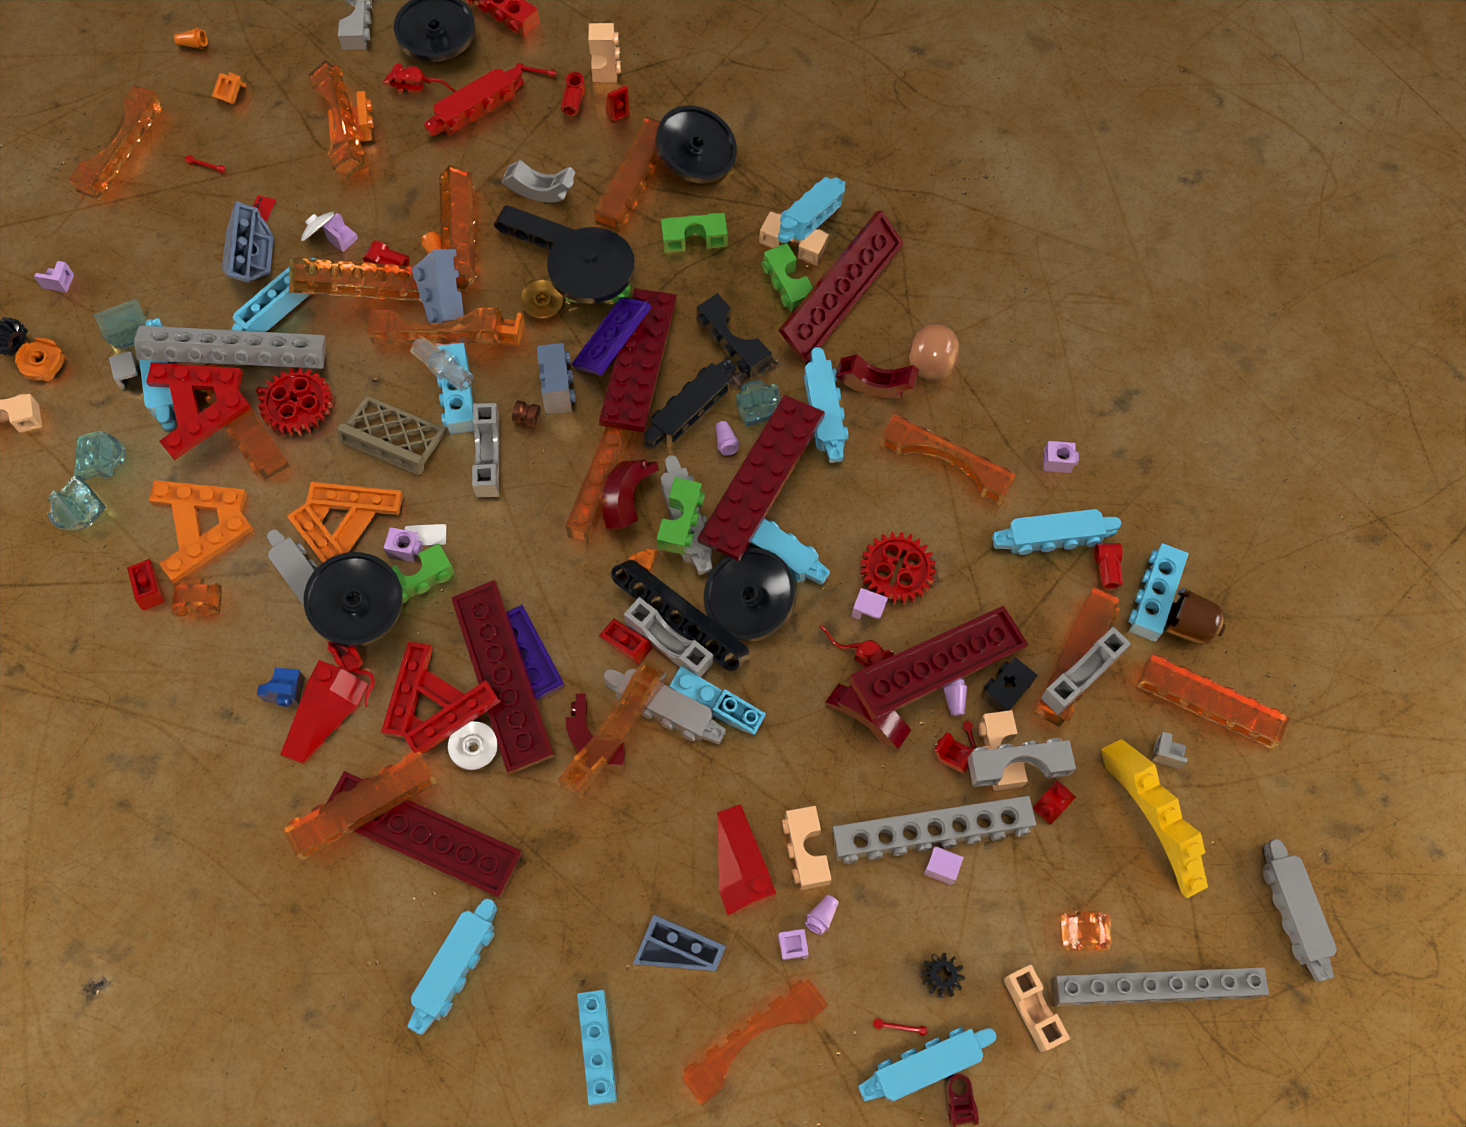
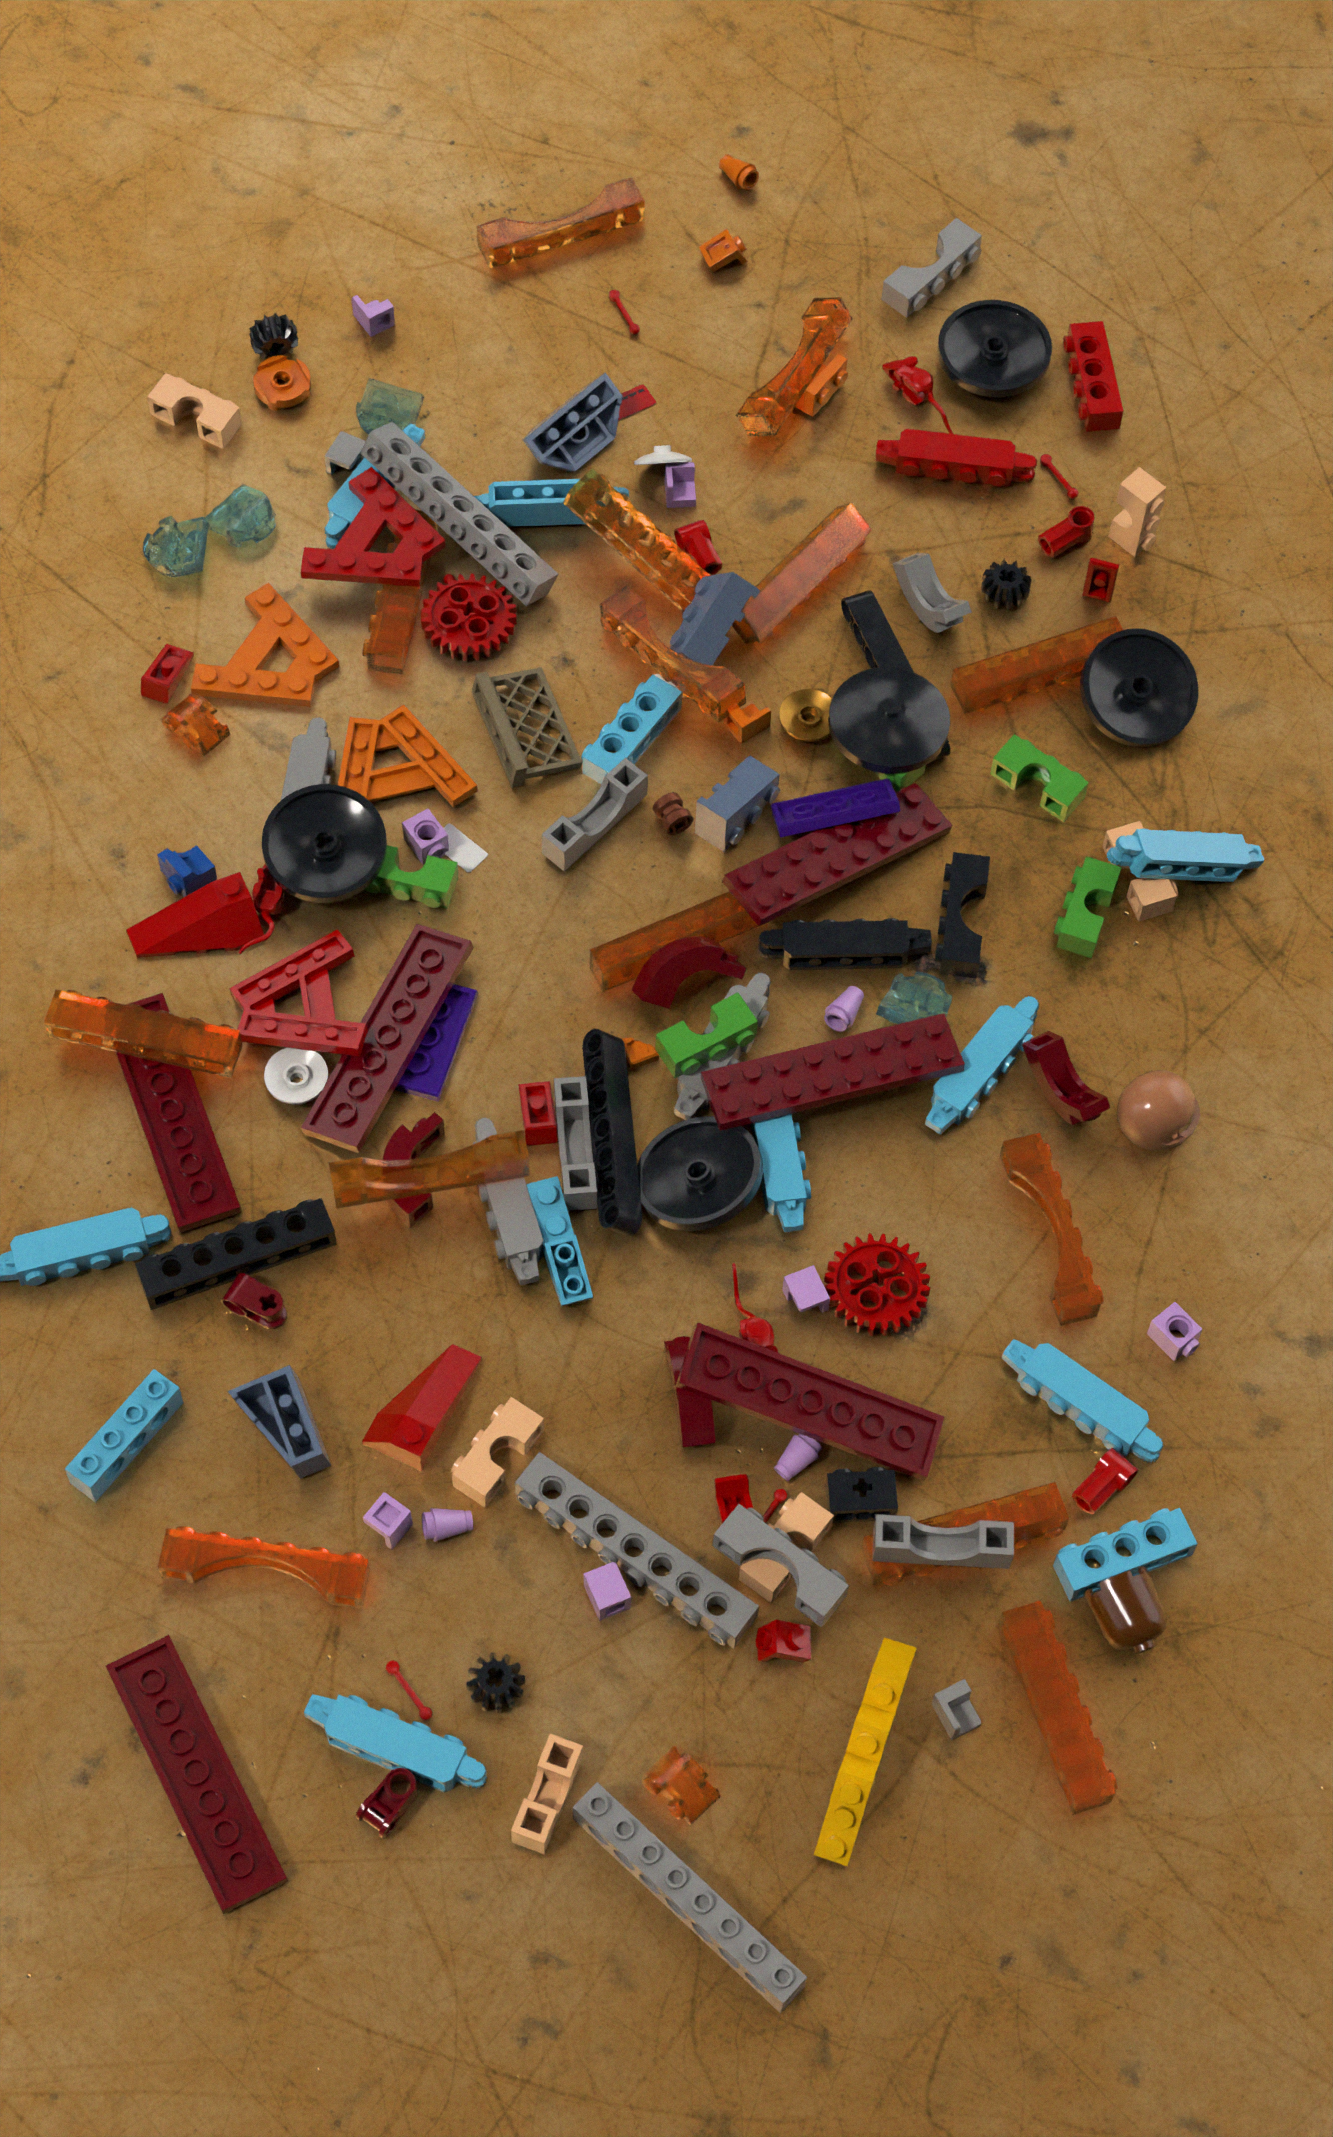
camera: 45 degrees right, 5 degrees down
(431, 241) = (758, 568): orange cone -> none
(442, 364) = (635, 694): clear piece -> none
(526, 942) = (225, 1267): none -> black brick
(570, 146) = (1006, 584): none -> black gear
(582, 896) = (252, 1298): none -> dark red piece
(841, 286) = (1134, 960): dark red plate -> none
(1300, 910) = (913, 1975): light grey hinge -> none

